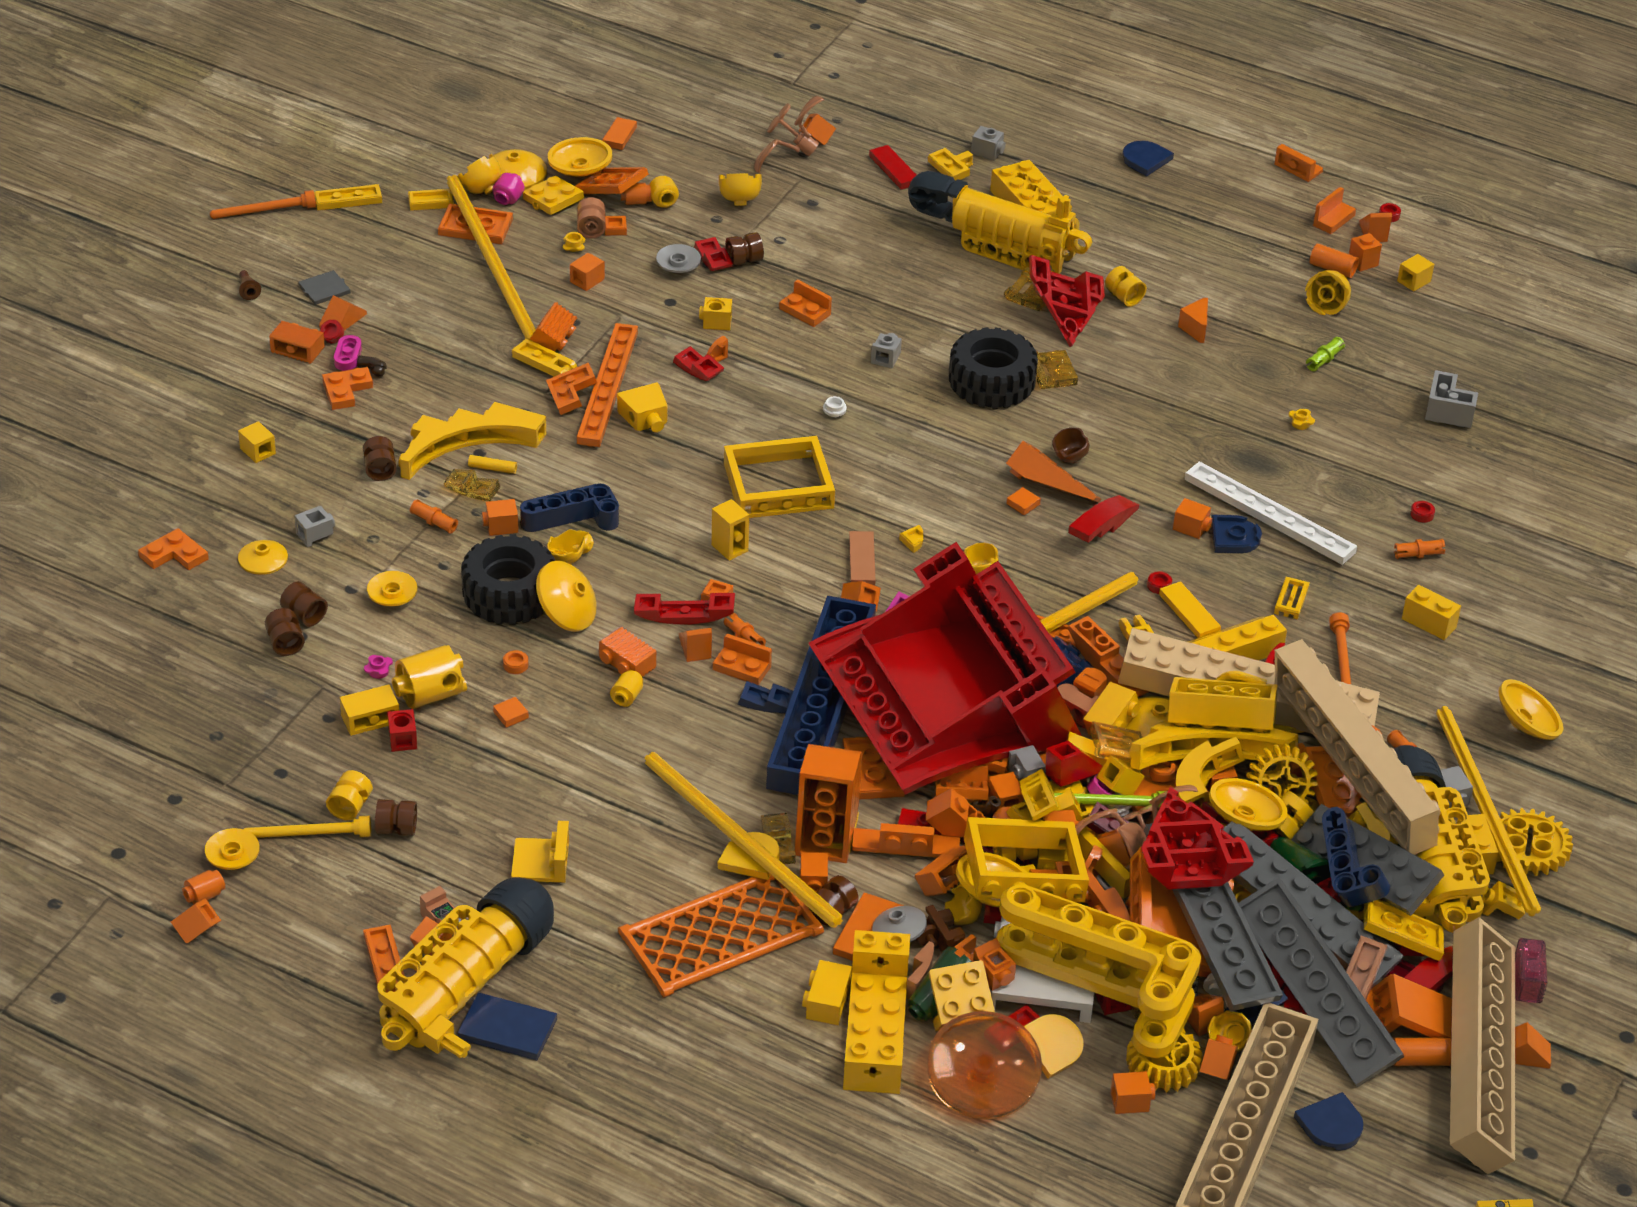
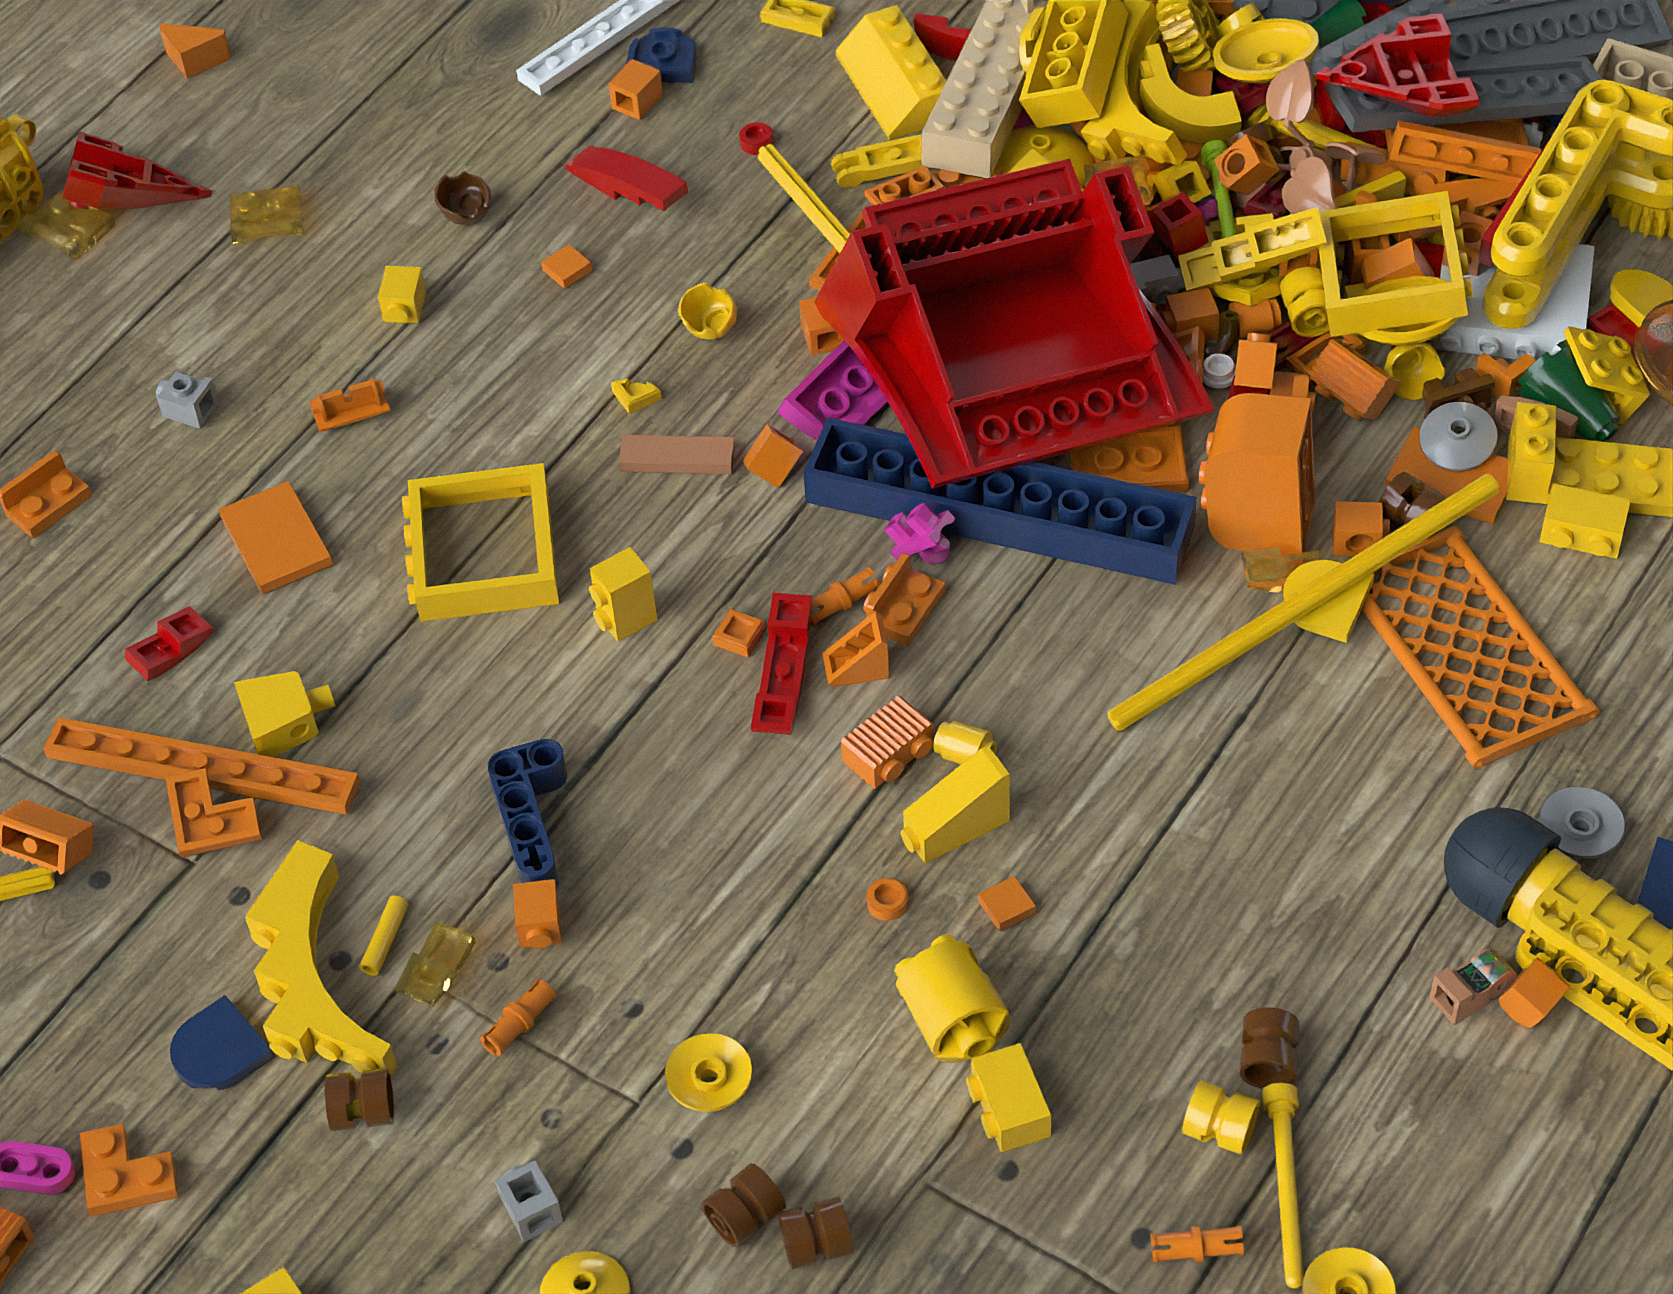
camera: 80 degrees left, 10 degrees up
(269, 788) = (1197, 1244): none -> orange pin
(373, 363) = (65, 1124): dark brown arm -> none
(378, 666) = (893, 1103): dark pink plate -> none
(381, 951) = (1563, 1066): orange tile -> none
(402, 730) = (1064, 1033): red brick -> none
(414, 405) = (217, 1047): none -> dark blue tile
(501, 559) = (717, 937): black tyre -> none
(542, 358) = (114, 858): yellow plate -> none
(542, 858) = (1341, 849): yellow bracket -> none
(565, 973) = (1588, 811): none -> light grey dish
(566, 596) = (770, 802): yellow dish -> none
(570, 545) = (627, 815): yellow hair -> none
(573, 682) = (959, 807): none -> yellow slope
(716, 313) = (46, 609): yellow brick -> none
(719, 349) = (142, 610): orange tile -> none
(764, 699) = (983, 576): dark blue slope -> none
(782, 398) = (275, 537): none -> orange tile
(790, 659) = (920, 534): none -> dark pink hips
(834, 407) = (314, 470): white plate -> none
(887, 415) = (362, 402): none -> orange hinge
(982, 428) = (402, 294): none -> yellow brick
(993, 368) = (276, 299): black tyre -> none
(998, 965) = (1552, 321): orange window -> none
(1037, 467) = (517, 233): orange wedge -> none
(1125, 286) = (100, 113): yellow wheel -> none
(1132, 799) = (1246, 165): none -> orange brick
(1189, 609) = (818, 112): yellow tile -> none

